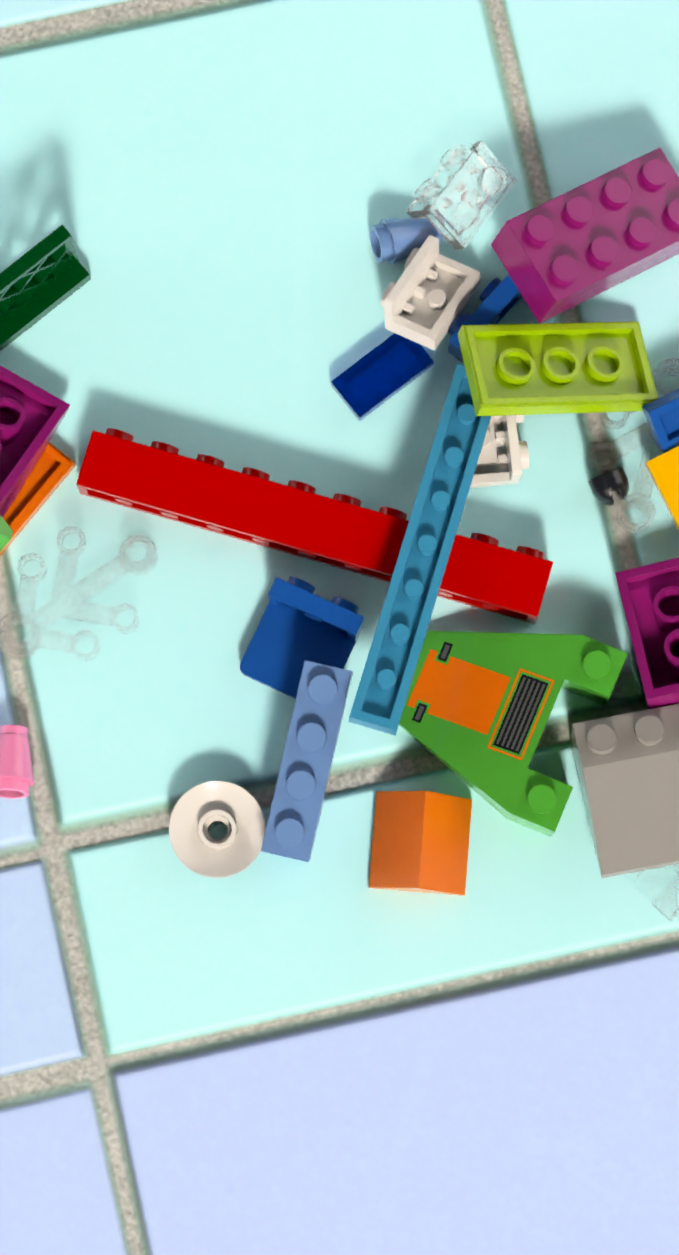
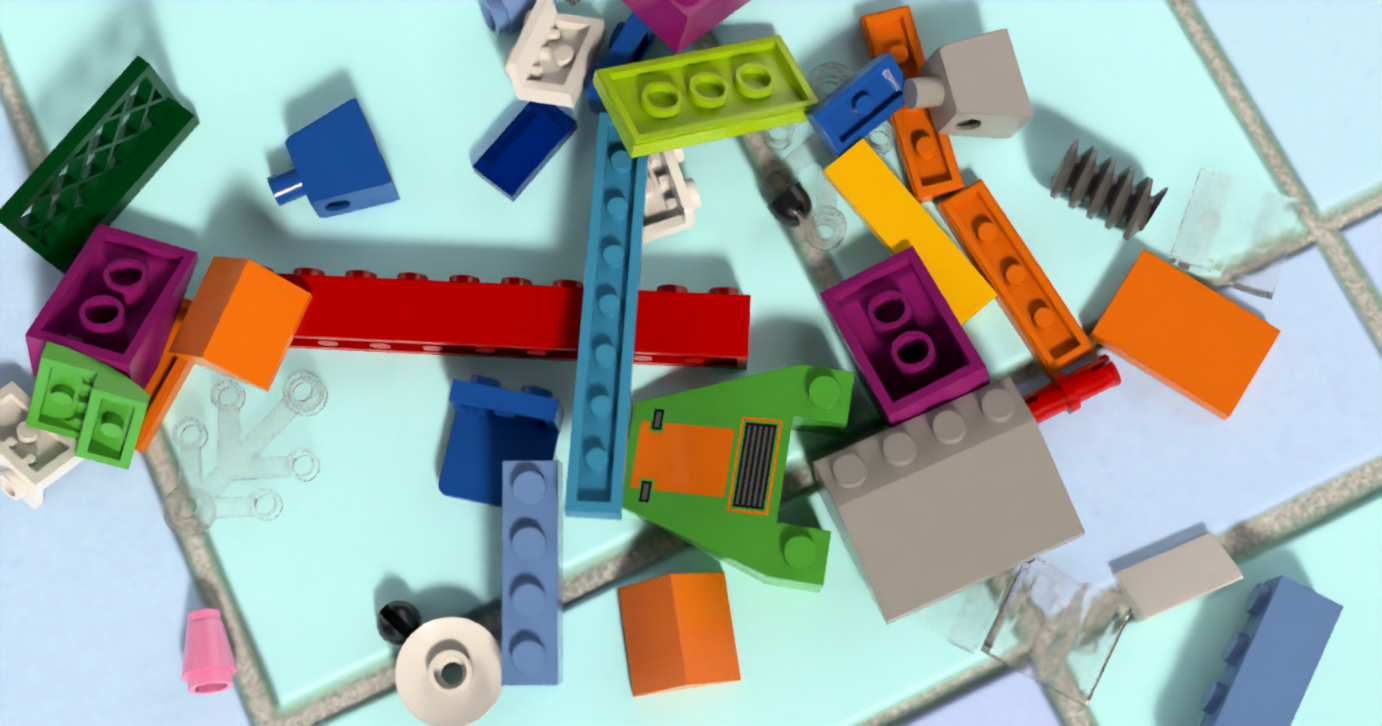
camera: 10 degrees left, 5 degrees down
(100, 481) = (241, 321): none -> orange slope
(170, 780) = (407, 613): none -> black hinge
(208, 352) = (335, 165): none -> blue torso

